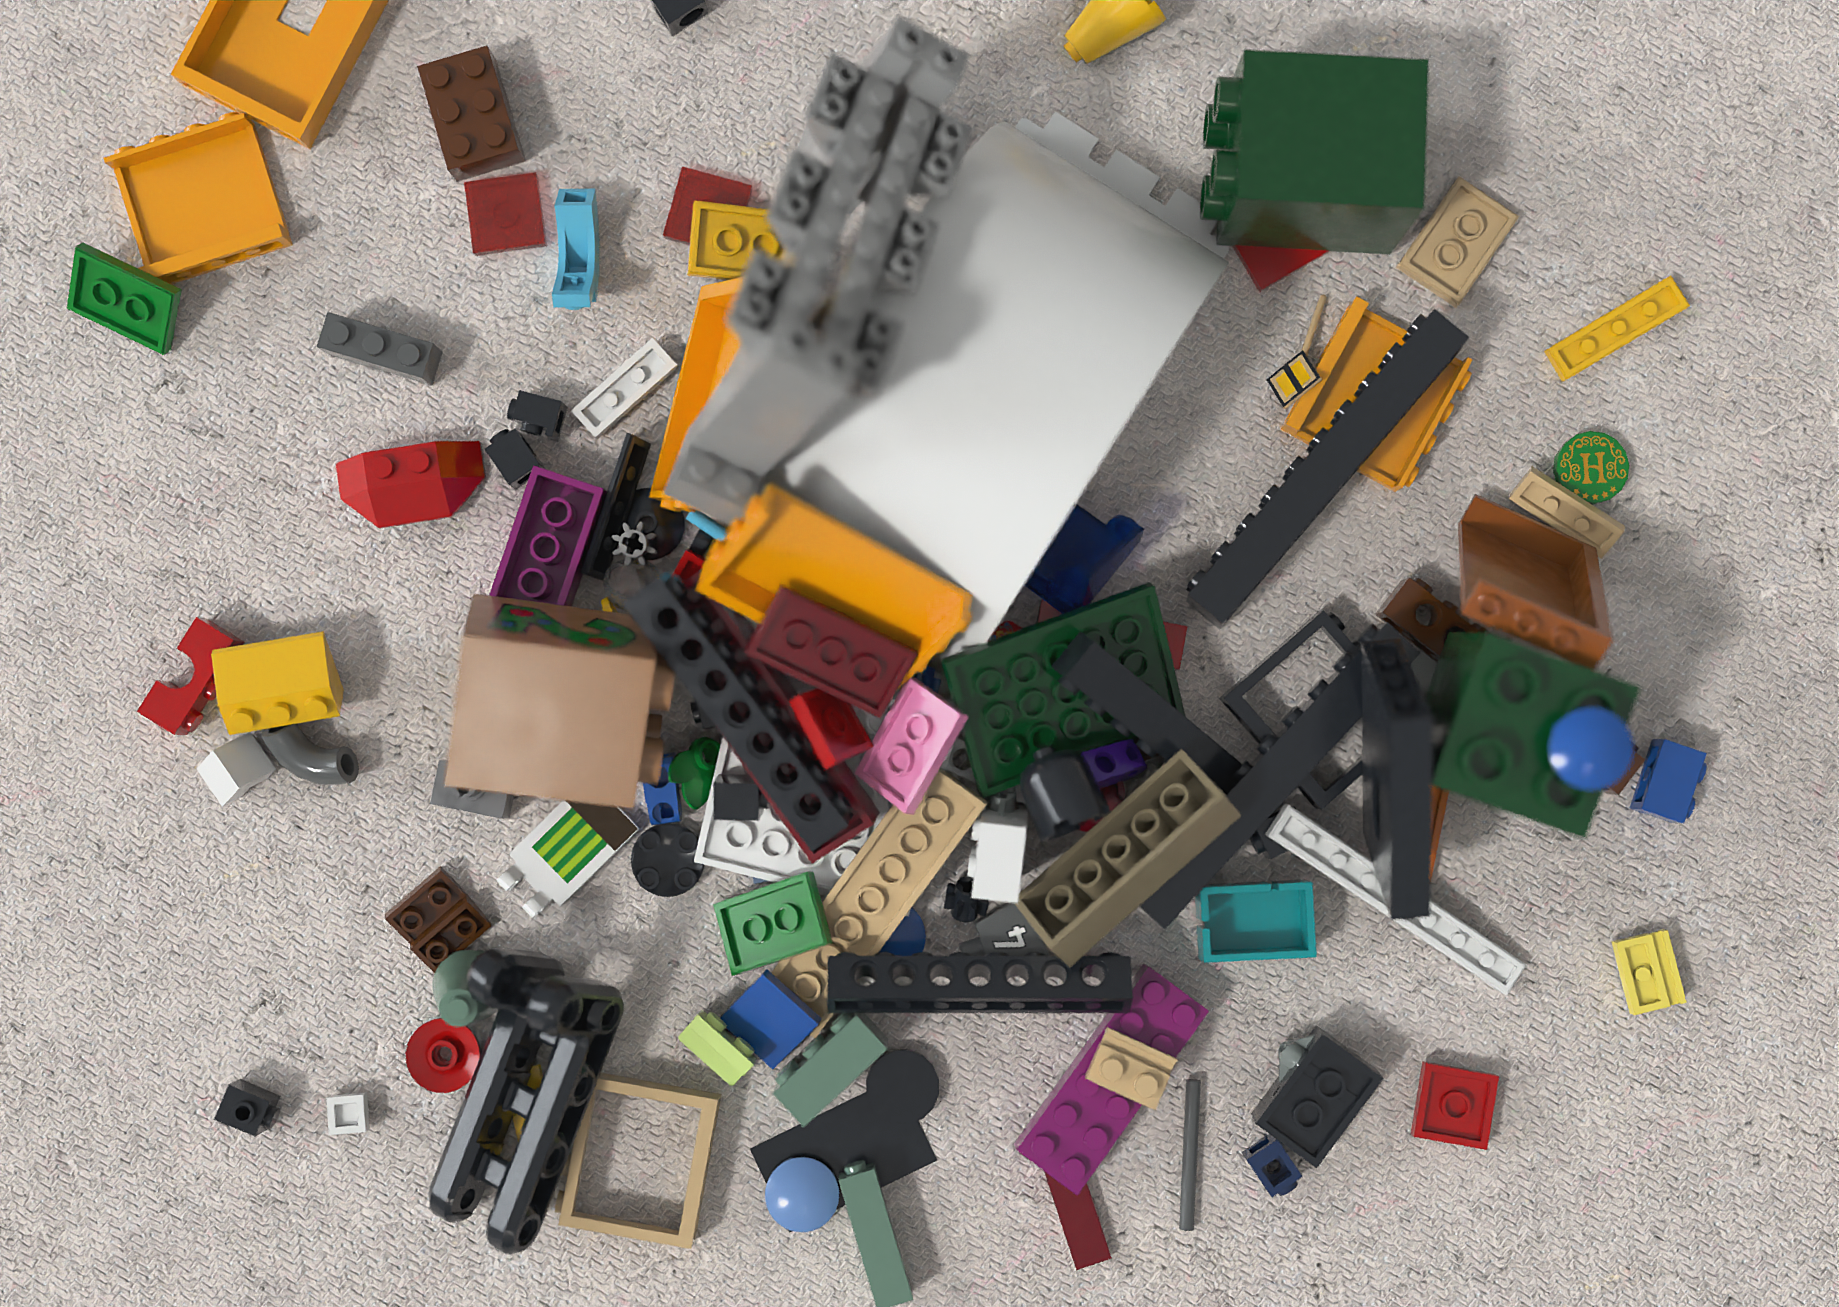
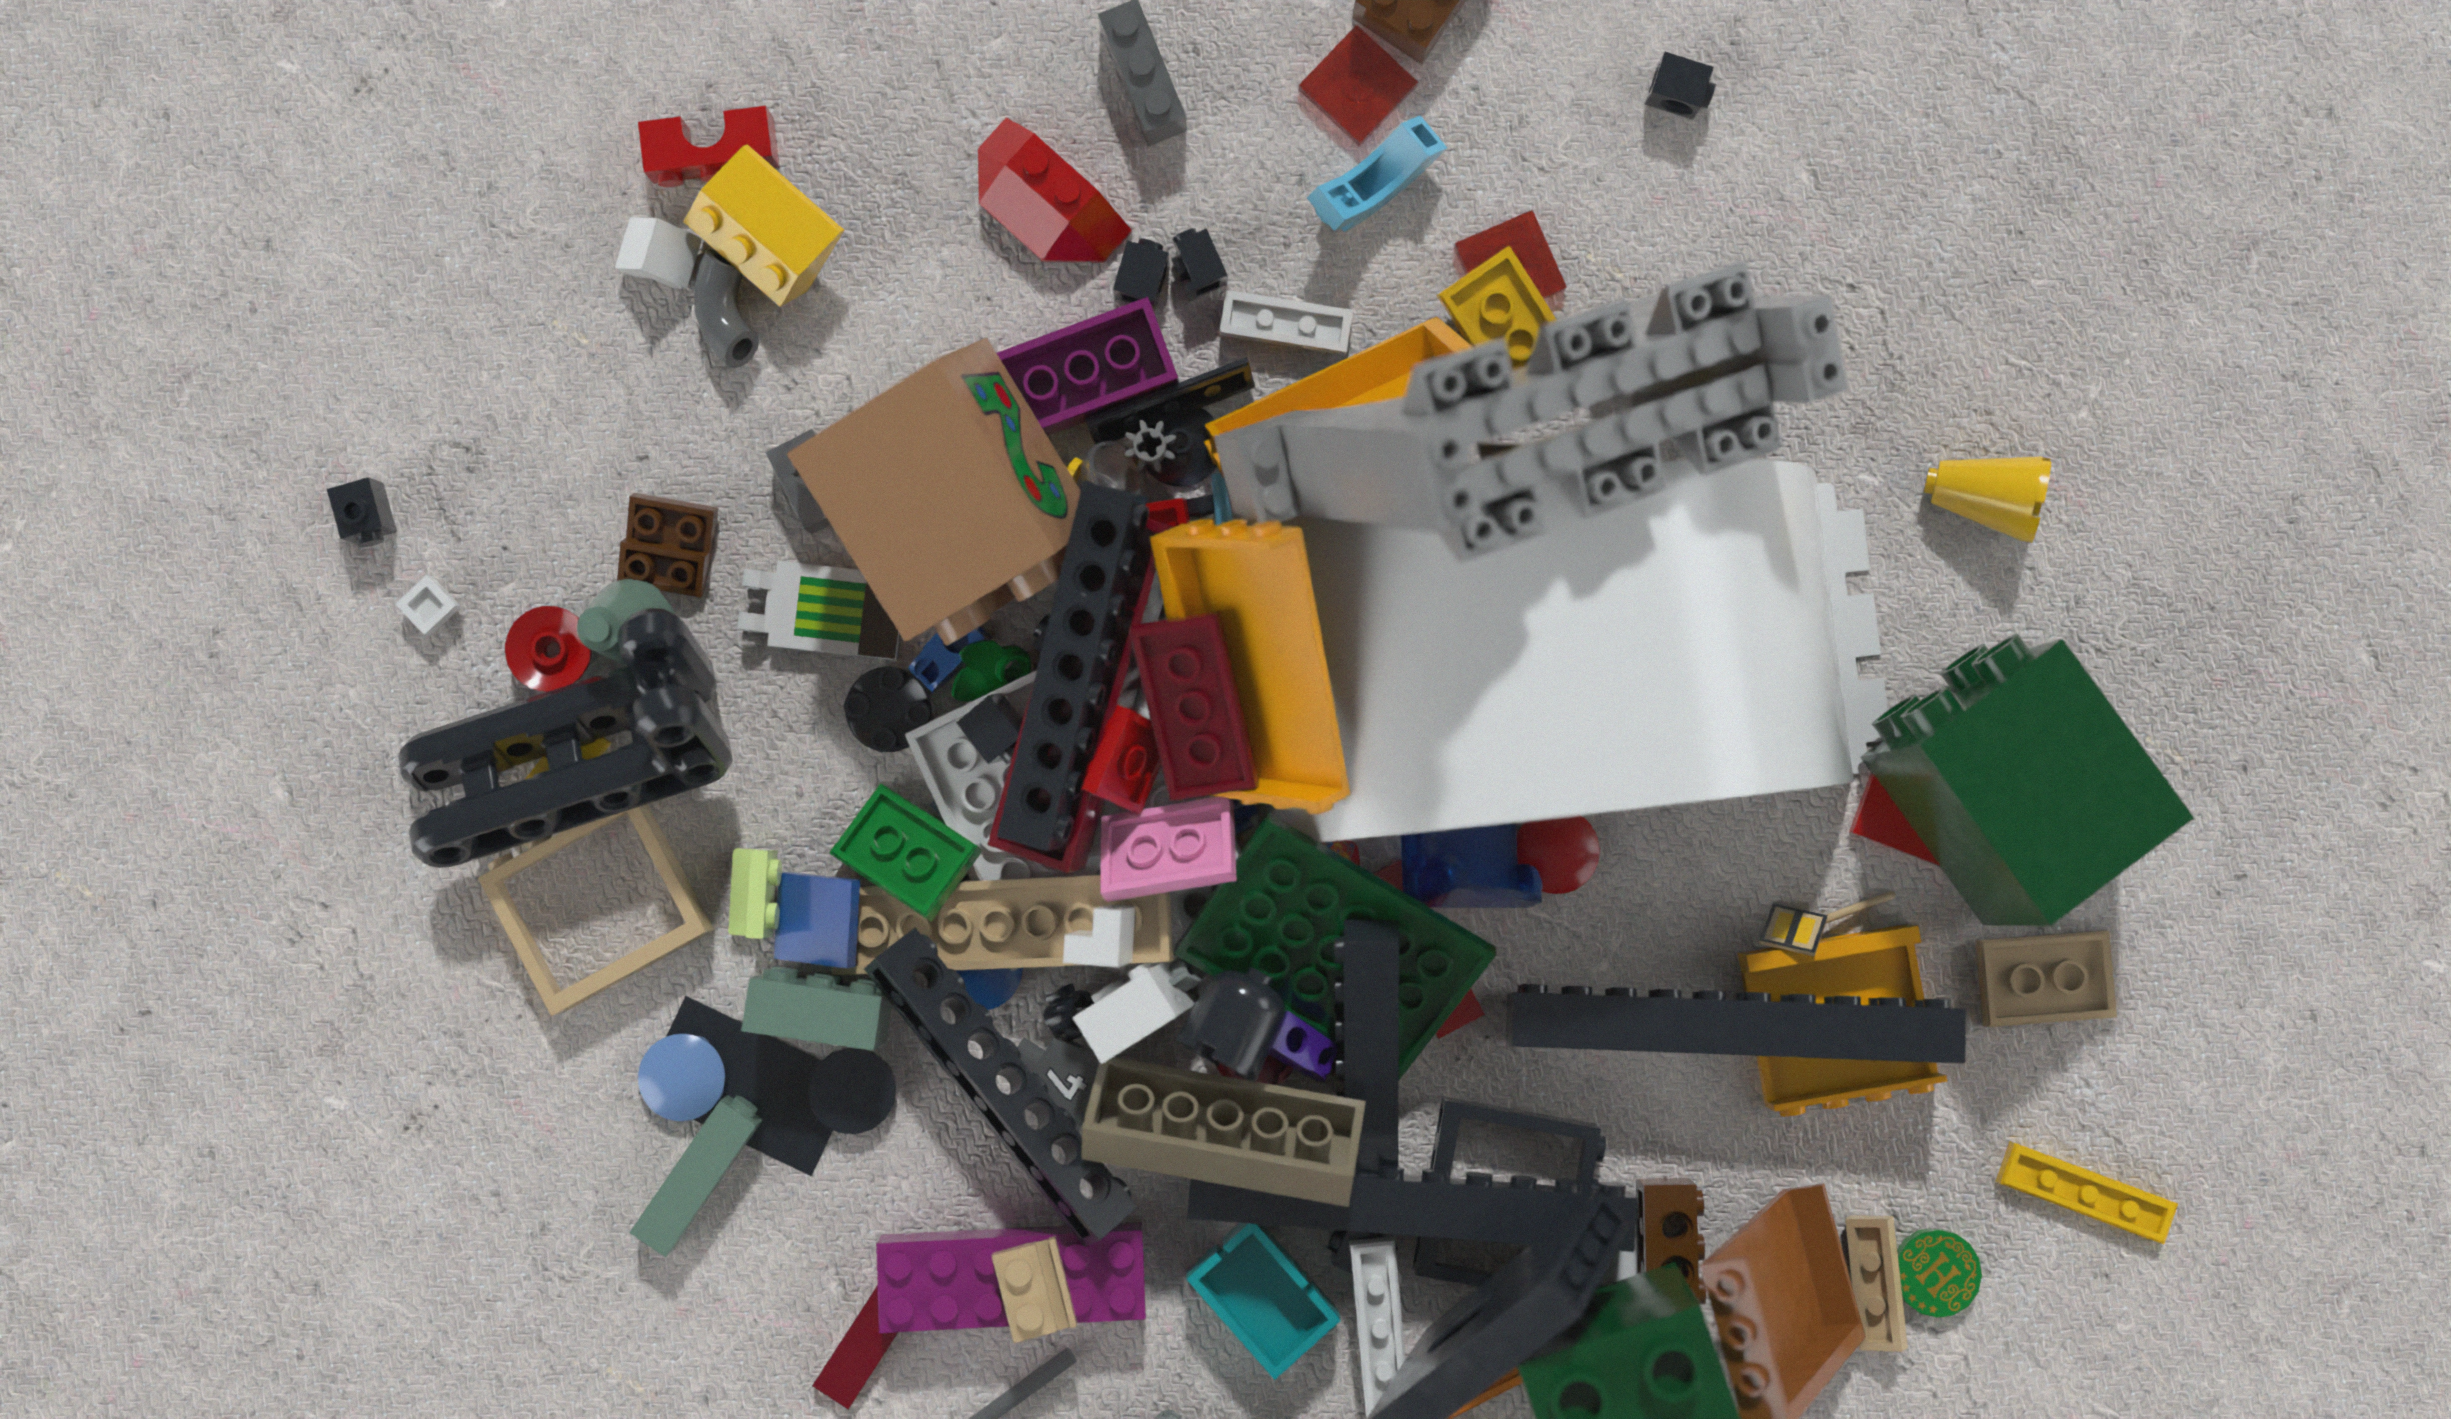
camera: 50 degrees right, 0 degrees up
(941, 835) = (1108, 942): none -> white piece
(1119, 488) = (1561, 850): none -> red dish

